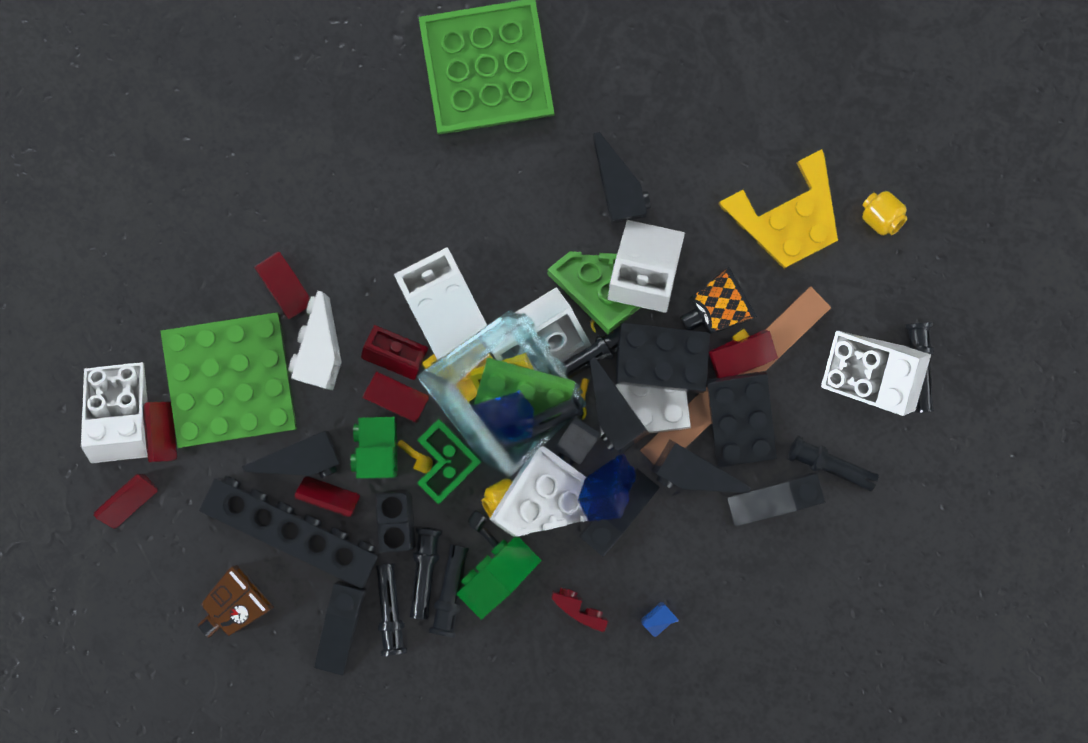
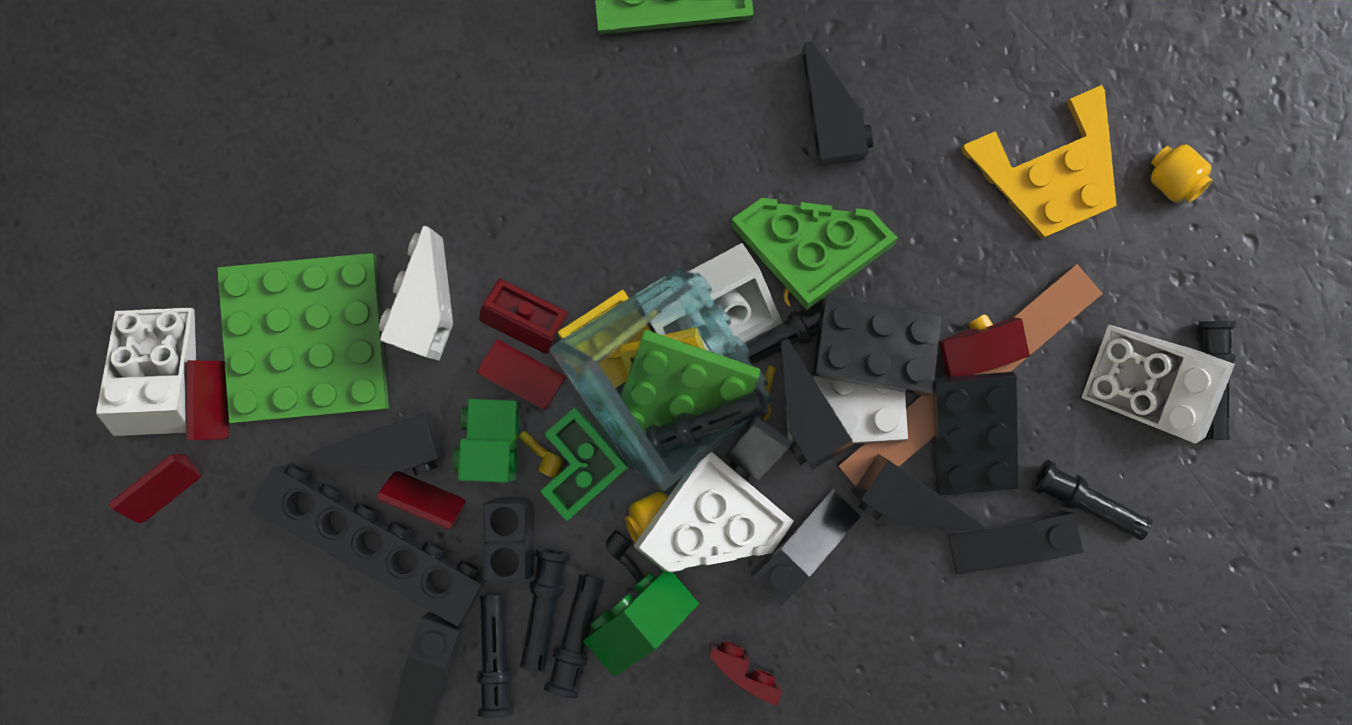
camera: 10 degrees right, 0 degrees up
(233, 604) = (287, 634): reddish brown torso -> none
(283, 284) = (381, 216): dark red slope -> none
(441, 302) = (587, 252): white slope -> none
(507, 417) = (666, 411): clear blue slope -> none
(607, 490) = (793, 517): clear blue slope -> none
(646, 266) = (863, 223): white slope -> none
(658, 619) = (848, 690): blue slope -> none
(718, 305) = (955, 280): torso -> none

